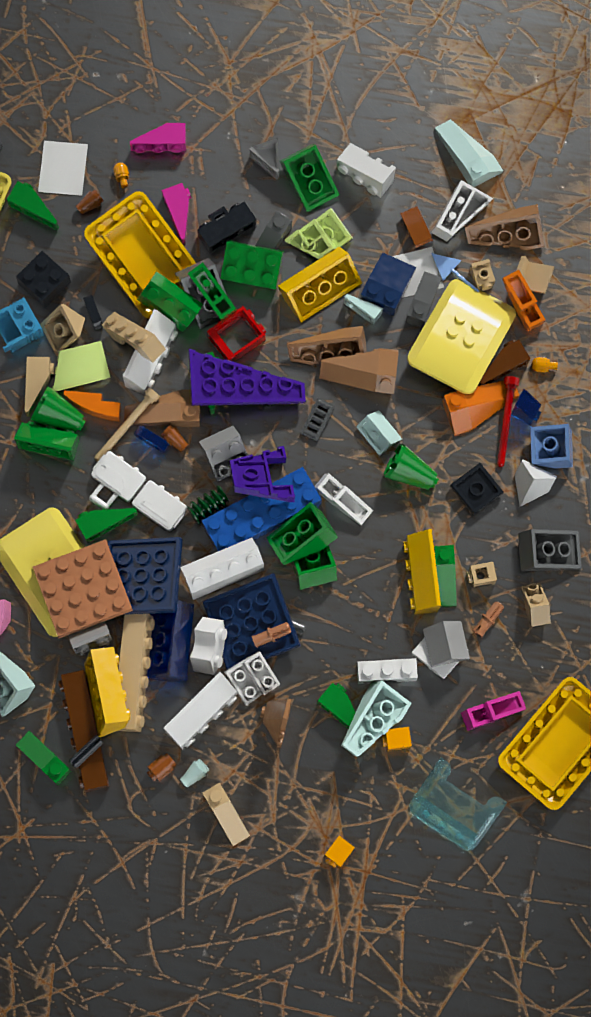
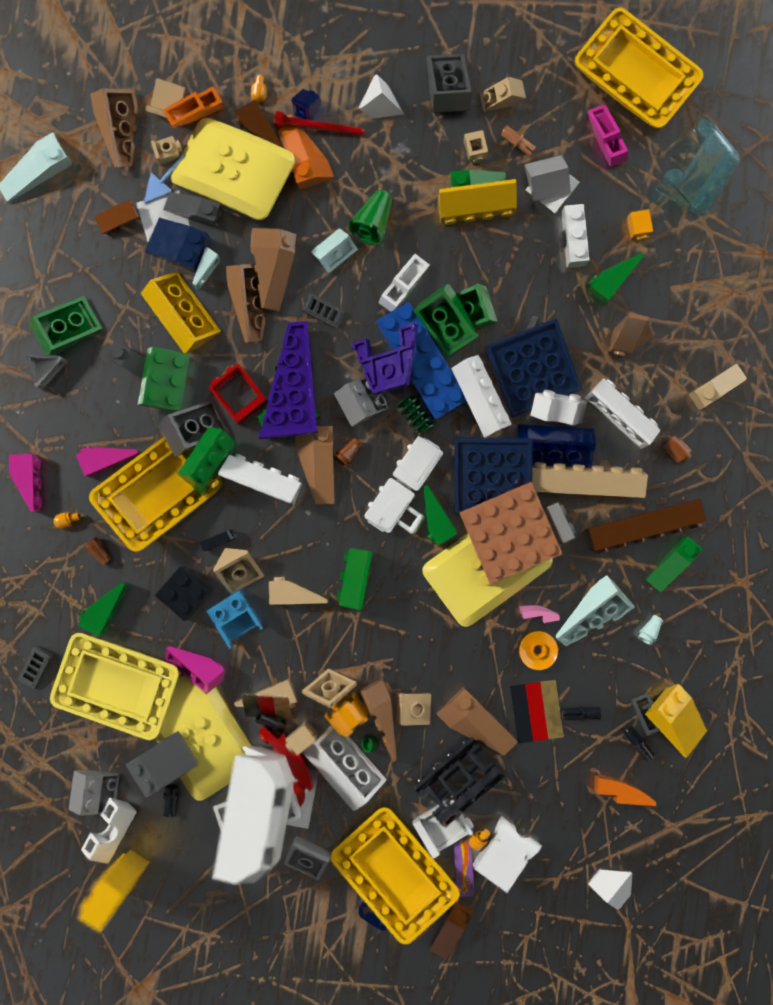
camera: 85 degrees left, 10 degrees up
(57, 412) = (326, 570): green cone -> none
(63, 168) = (59, 581): white sticker -> none
(80, 366) = (276, 550): yellowish green slope -> none
(86, 751) = (671, 520): black axle -> none
(94, 405) = (316, 534): orange slope -> none
(106, 691) = (611, 504): yellow slope -> none
(140, 339) = (251, 487): tan arch -> none
(149, 397) = (307, 477): tan piece -> none
(151, 438) = (349, 475): clear blue beam -> none
(194, 773) = (681, 417): light aqua cone -> none
(212, 291) = (197, 416): green slope -> none
(230, 226) = (118, 401): black piece -> none
(252, 678) = (587, 365): white slope -> none
(271, 634) = (548, 345): nougat axle -> none
(321, 235) = (128, 313): yellowish green slope -> none
(338, 852) = (750, 277): light orange brick -> none
(365, 170) = (57, 268): white wedge -> none
(375, 715) = (618, 243): light aqua wedge -> none
(459, 210) = (97, 172): white wedge -> none
(476, 489) = (389, 153): black plate -> none
(552, 446) = (344, 78): medium blue slope -> none

